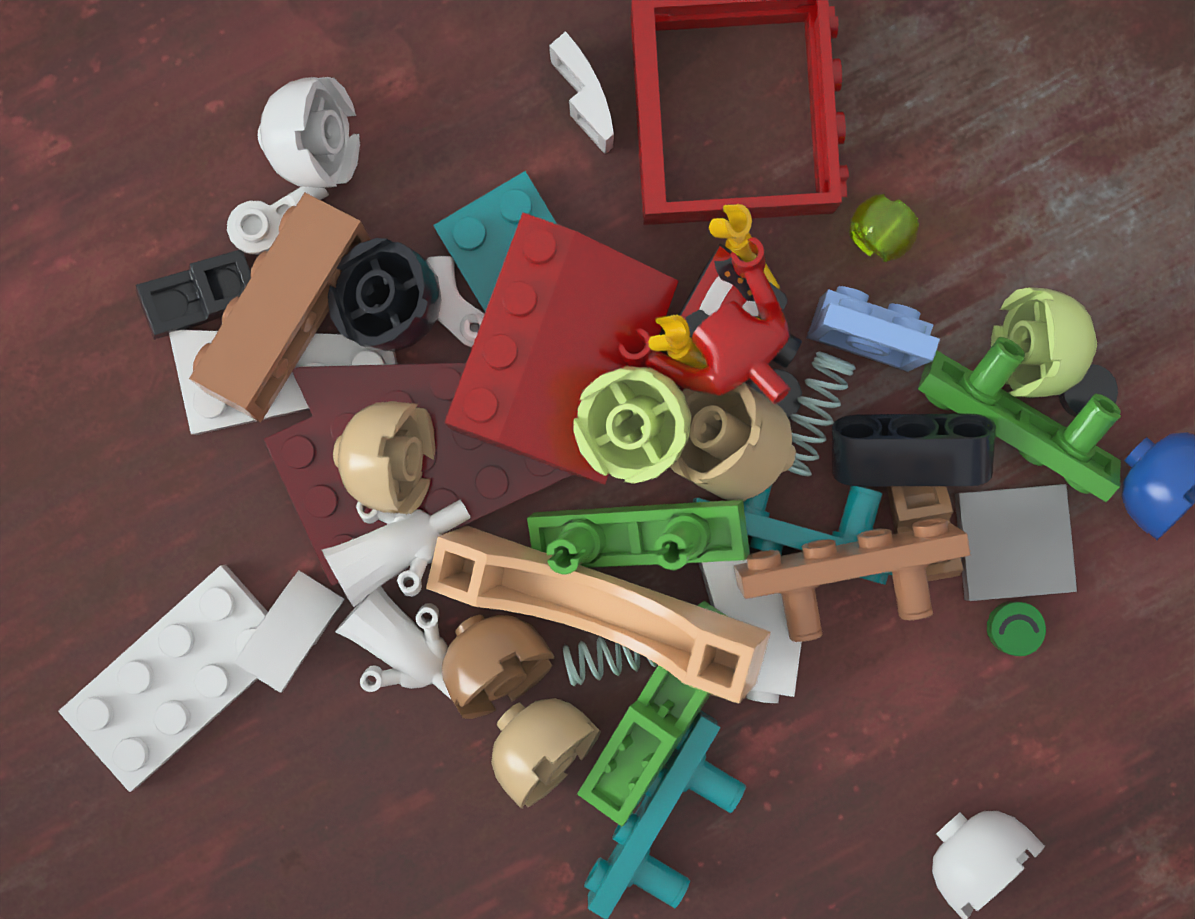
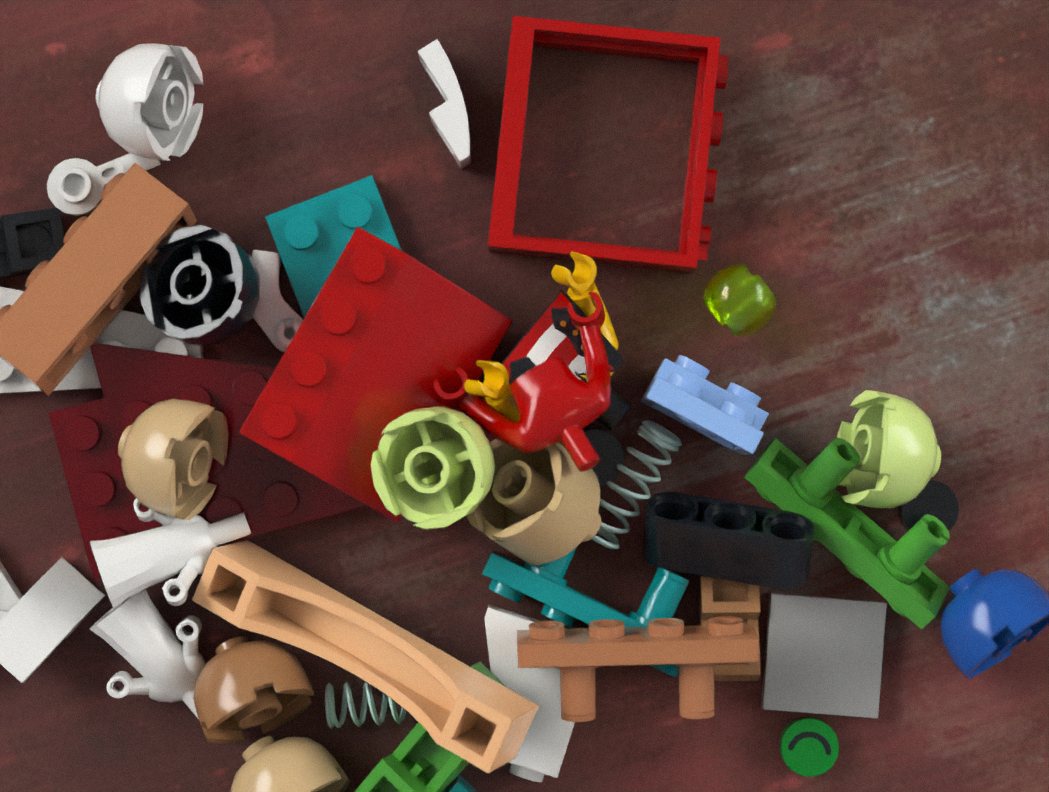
camera: 10 degrees right, 0 degrees up
(641, 535) = (424, 582): bright green plate -> none

